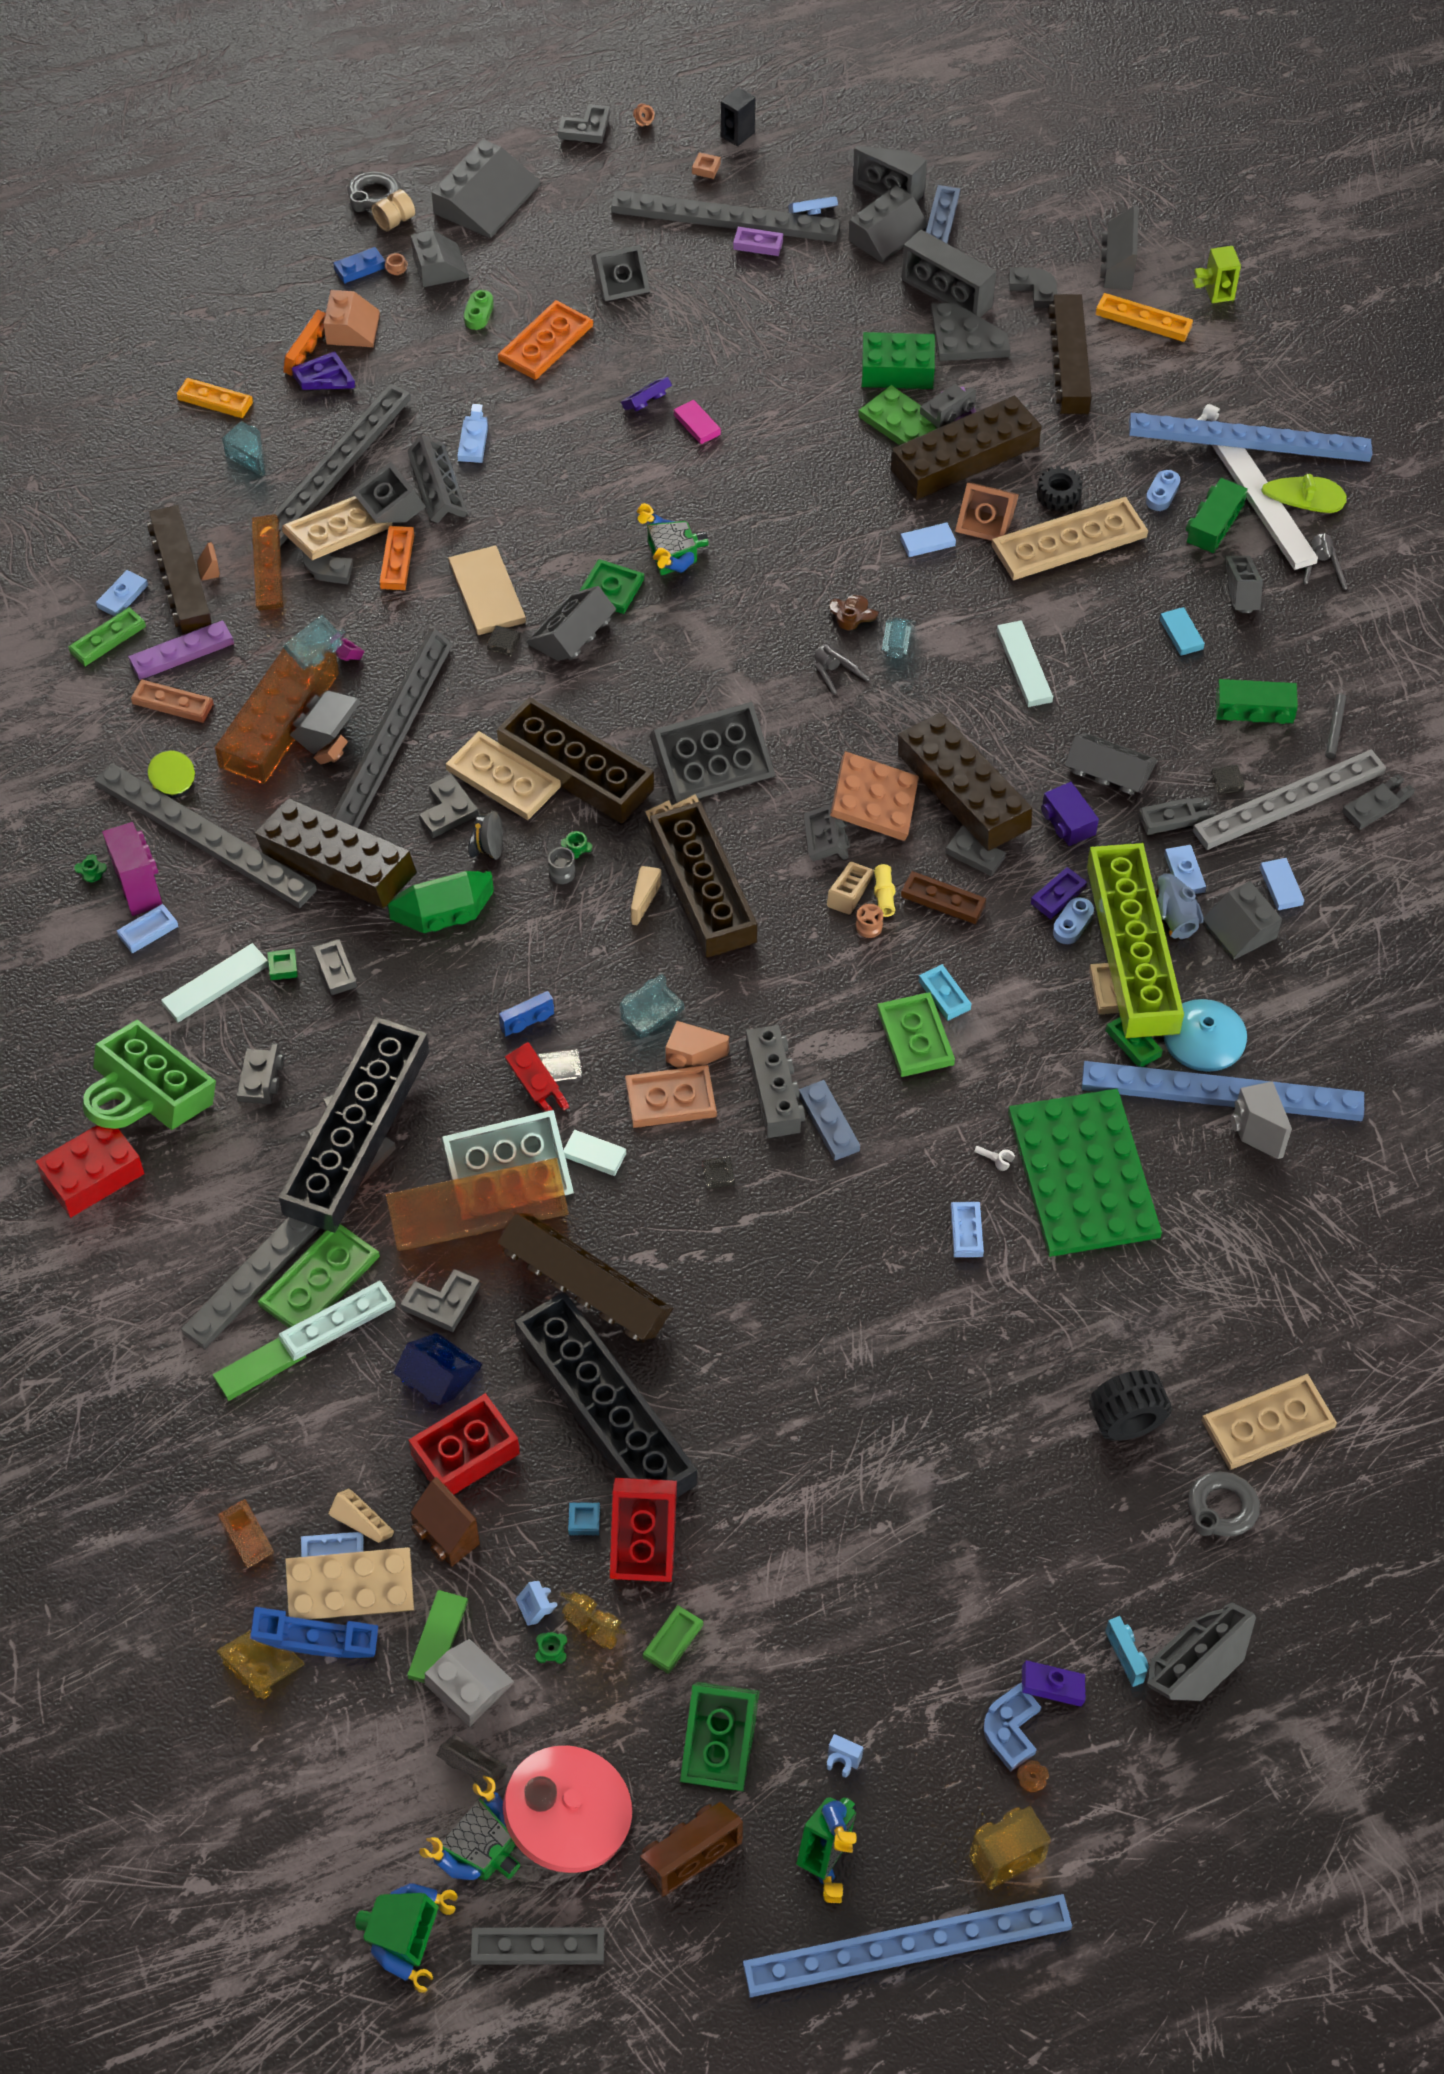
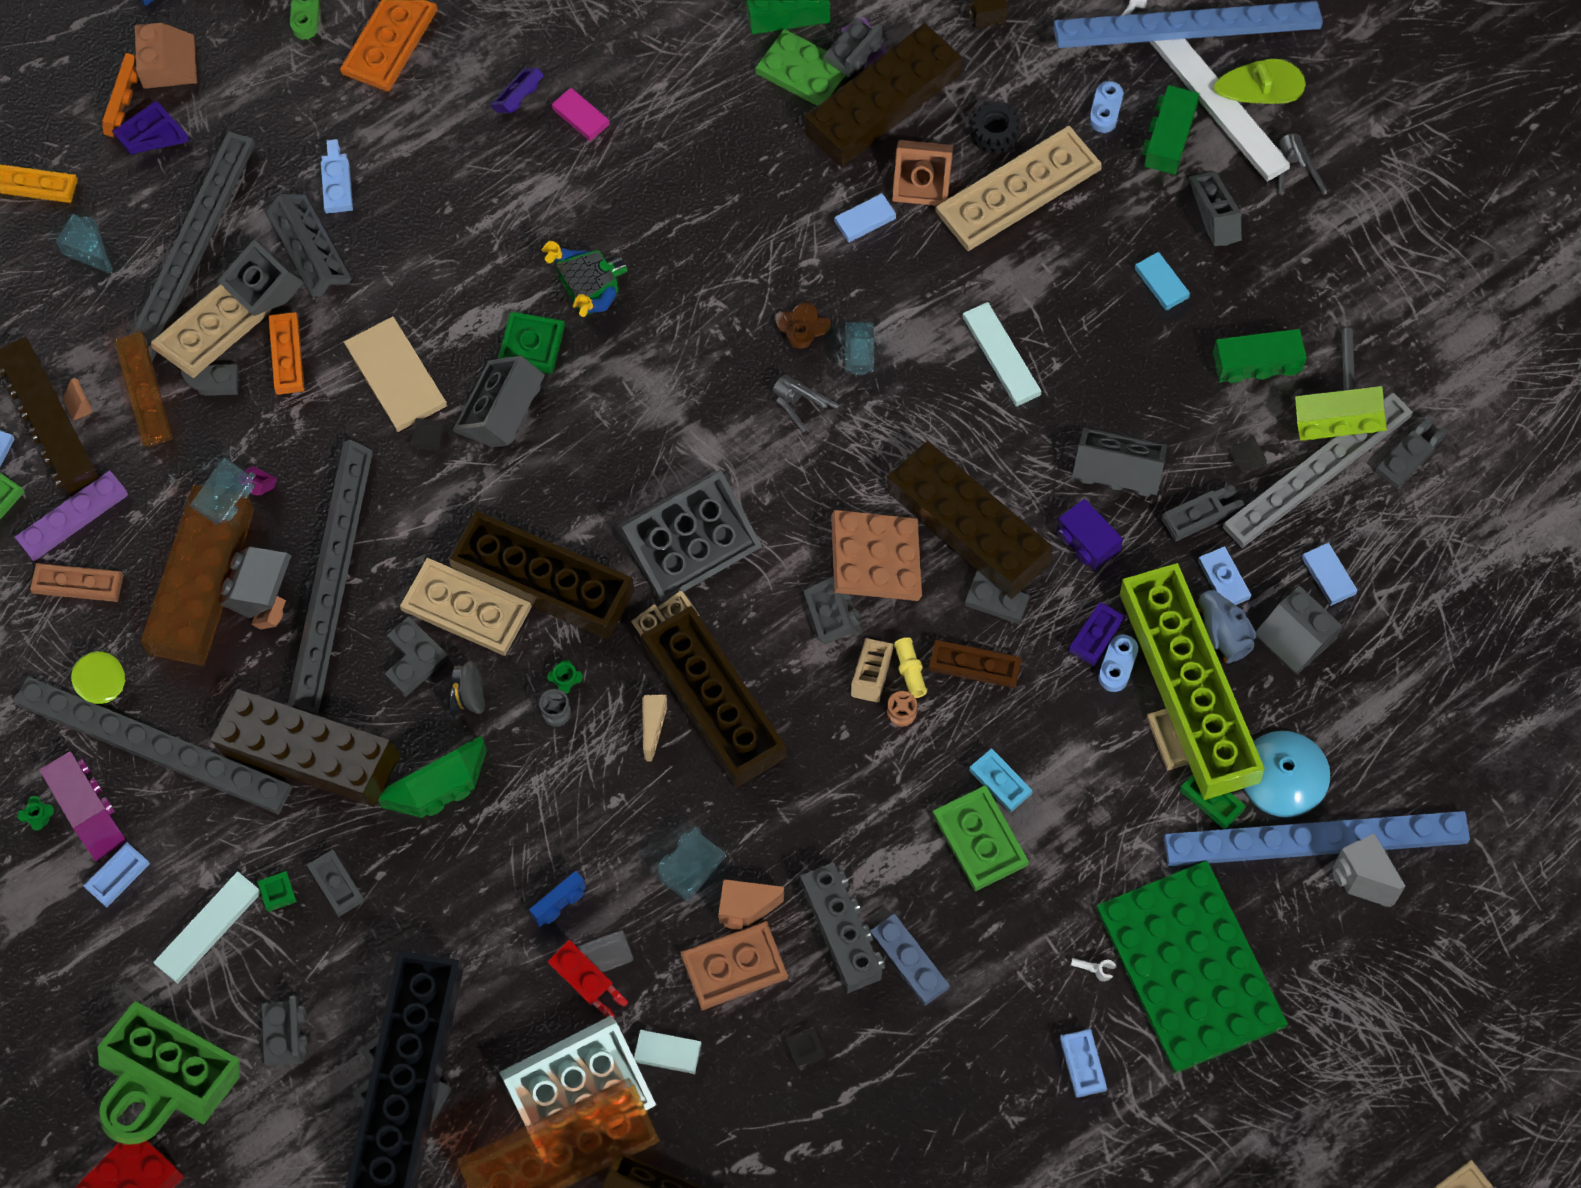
camera: 10 degrees left, 10 degrees up
(1319, 755) = (1341, 413): none -> lime brick

